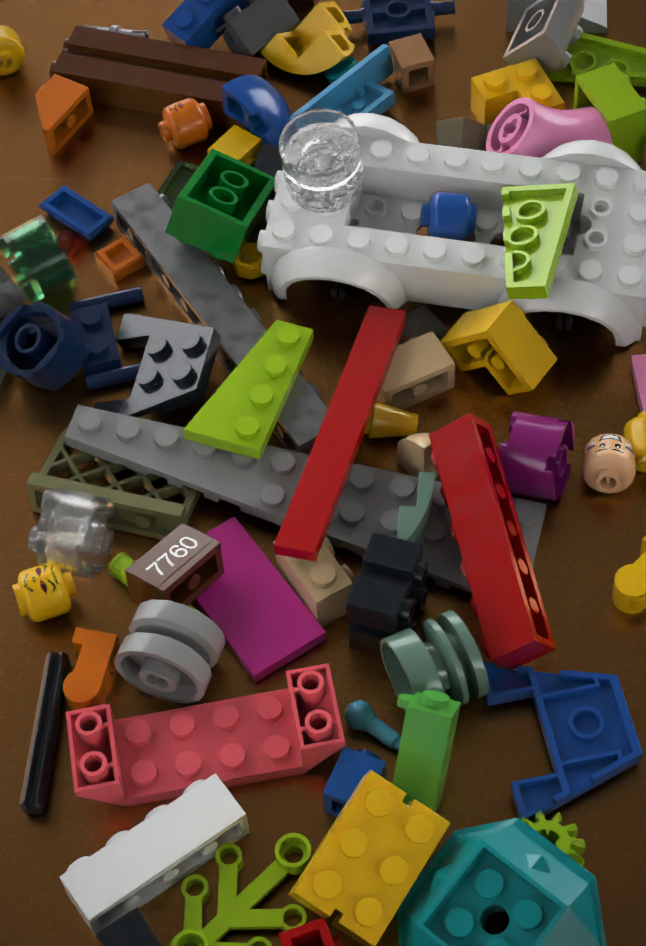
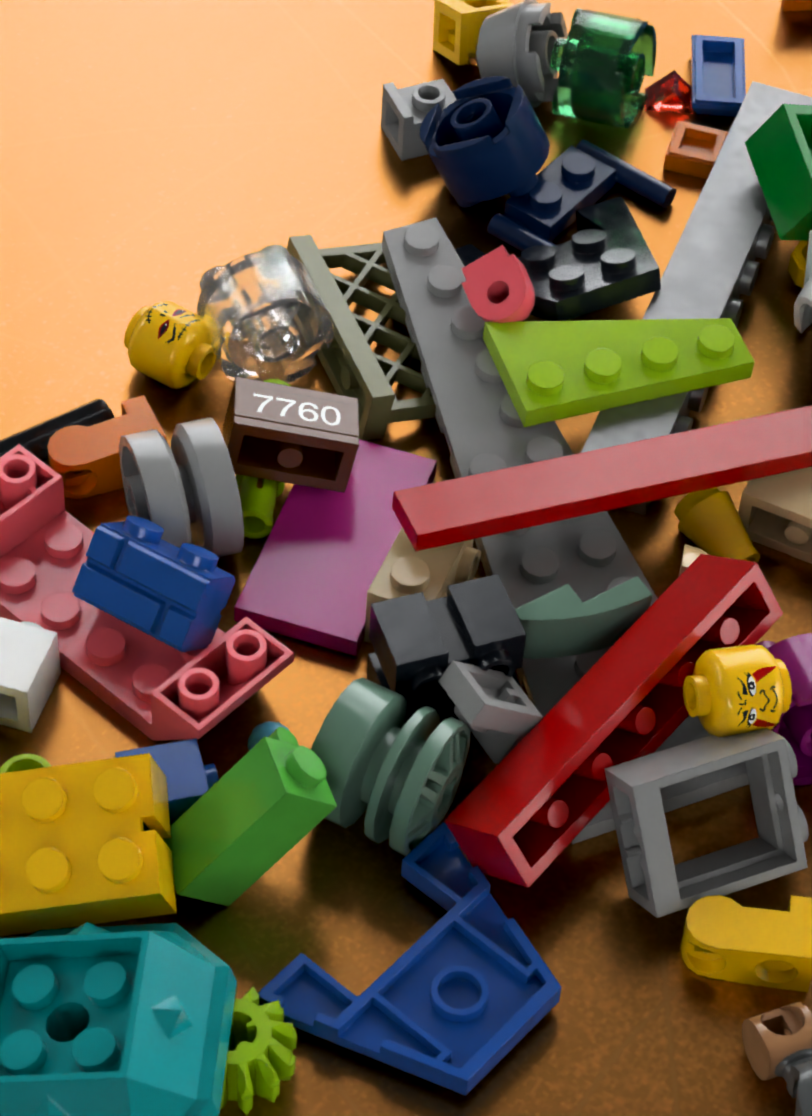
camera: 45 degrees right, 5 degrees down
(169, 407) = (499, 287): none -> coral piece
(230, 701) = (155, 584): none -> blue brick
(441, 593) = (490, 706): none -> light grey bracket
(530, 475) = (738, 690): none -> yellow head
(581, 581) = (643, 829): none -> light grey window

